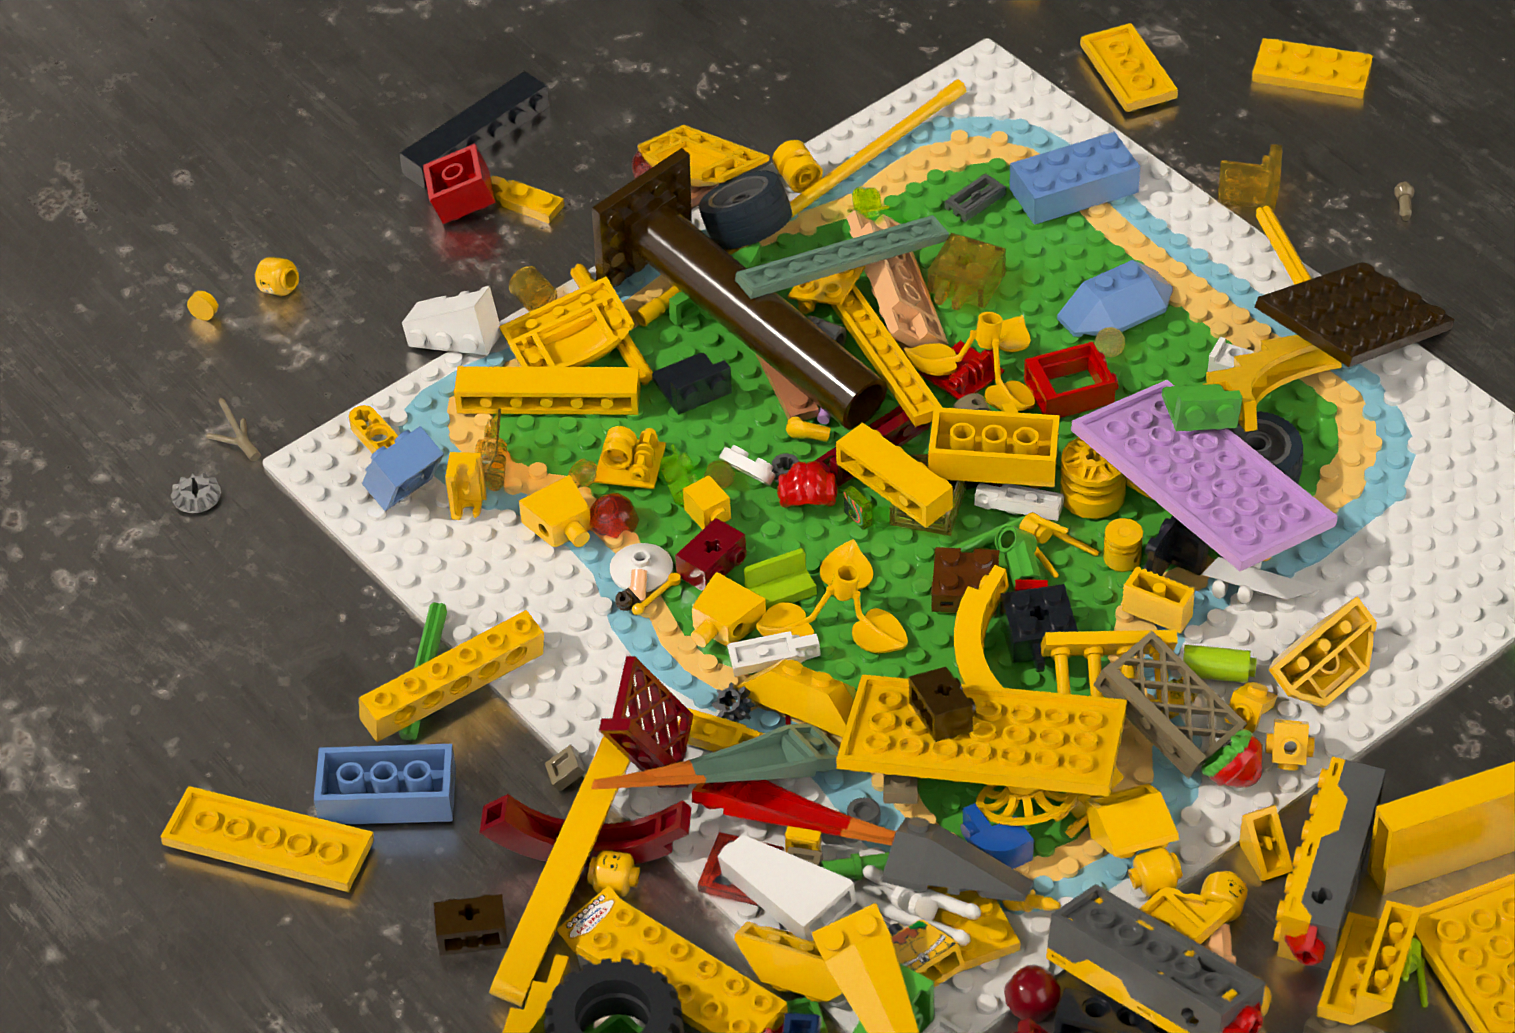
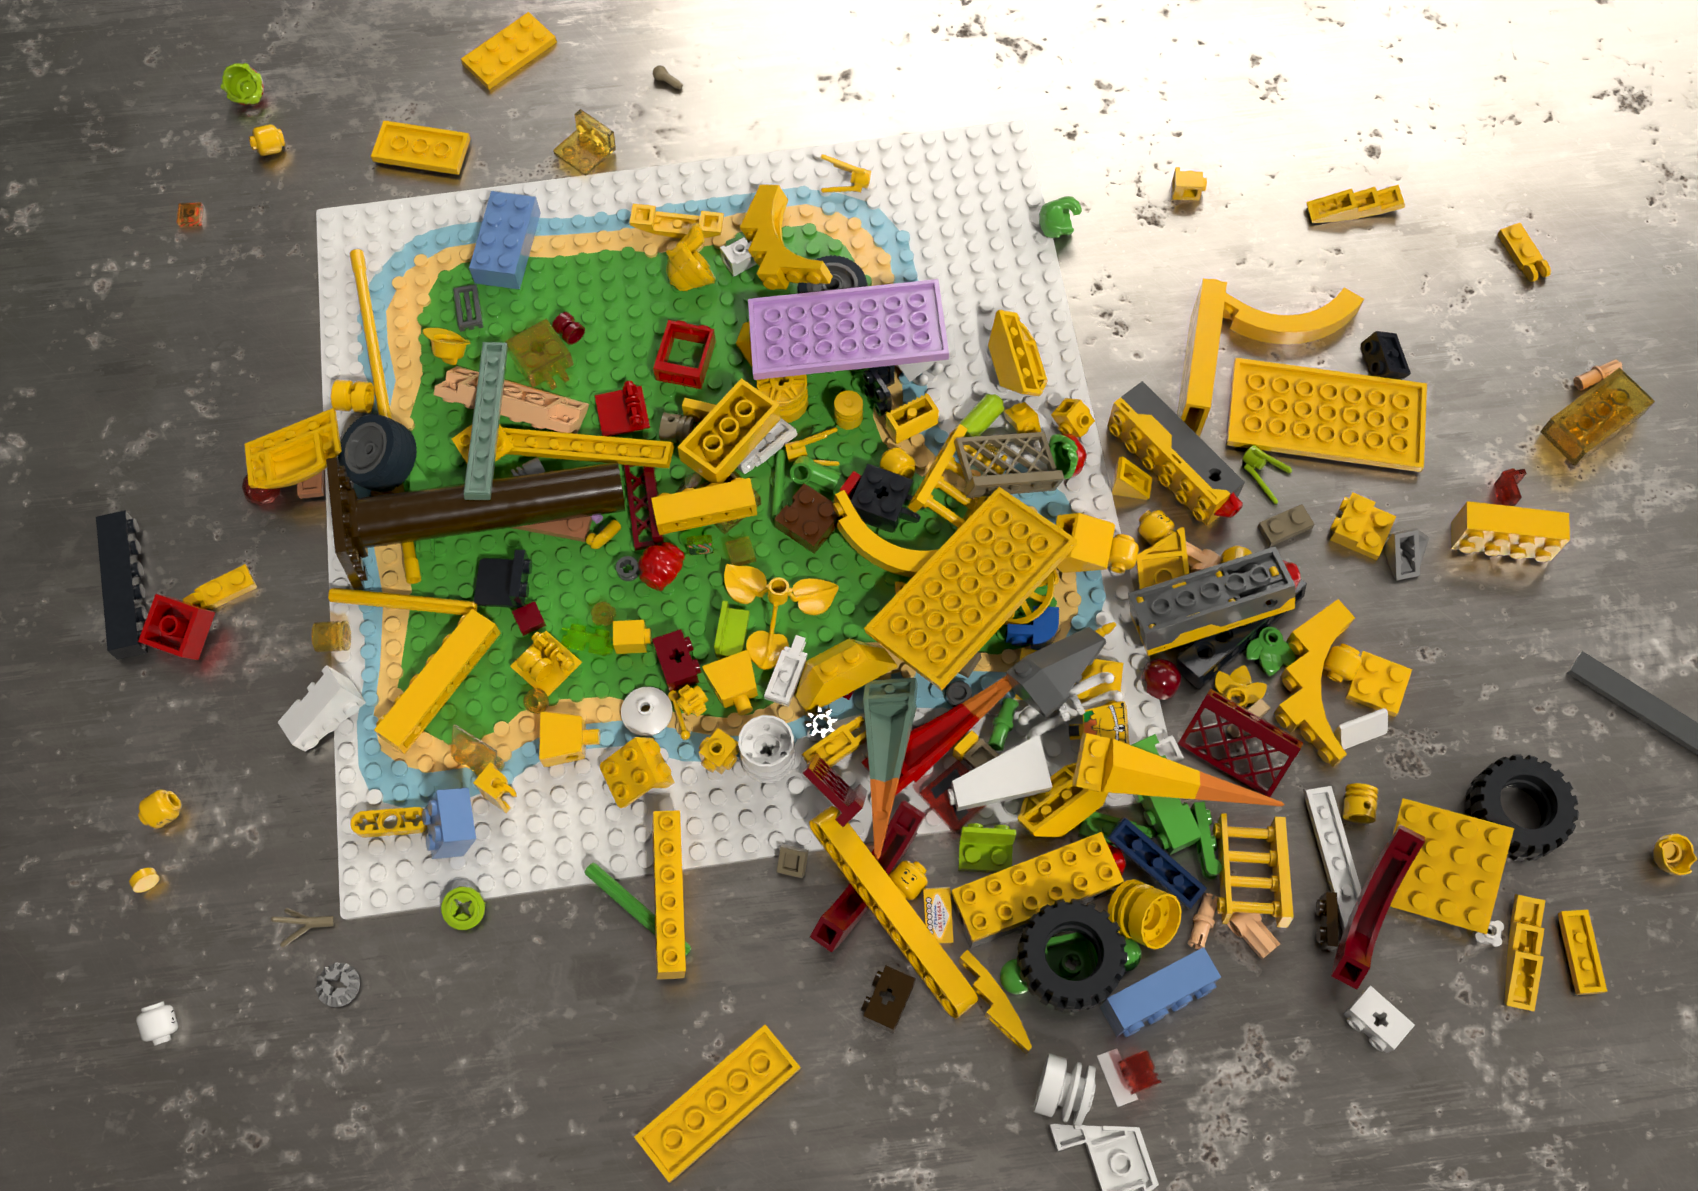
camera: 60 degrees left, 20 degrees up
(76, 387) = (157, 1023): none -> white head
(326, 529) = (450, 906): none -> lime gear
(385, 784) = (731, 993): medium blue brick -> none
(570, 329) = (393, 634): yellow slope -> none
(572, 585) = (635, 770): none -> yellow bracket
(613, 515) = (590, 703): clear red hair -> none
(635, 593) = (671, 728): arm -> none
(635, 637) = (718, 752): none -> yellow brick
(670, 423) = (528, 618): none -> dark red tile
(673, 659) = (770, 736): none -> white wheel
(676, 589) = (692, 700): none -> yellow gear
(703, 920) = (985, 848): none -> lime bracket
(758, 470) = (601, 593): white plate -> none
(867, 202) = (428, 375): clear neon green hinge -> none
(881, 547) = (740, 551): none -> clear yellow tile
(915, 198) = (446, 344): none -> yellow piece
(941, 704) = (939, 596): dark brown brick -> none
(991, 333) = (615, 367): yellow plant -> none
(1017, 278) = (568, 328): none -> dark red wheel
(1094, 615) = (898, 462): none -> yellow head
(1110, 342) = (666, 310): clear yellow plate -> none
(1116, 300) = (637, 286): medium blue wedge -> none
(1179, 323) = (686, 265): none -> yellow head
(1202, 407) = (794, 294): bright green bracket -> none
(1220, 294) = (674, 224): none -> yellow slope
(1282, 245) = (671, 168): yellow axle -> none
(1355, 313) = (757, 164): dark brown plate -> none
(1368, 964) = (1270, 486): yellow slope -> none
(1429, 408) = (859, 176): none -> yellow plant

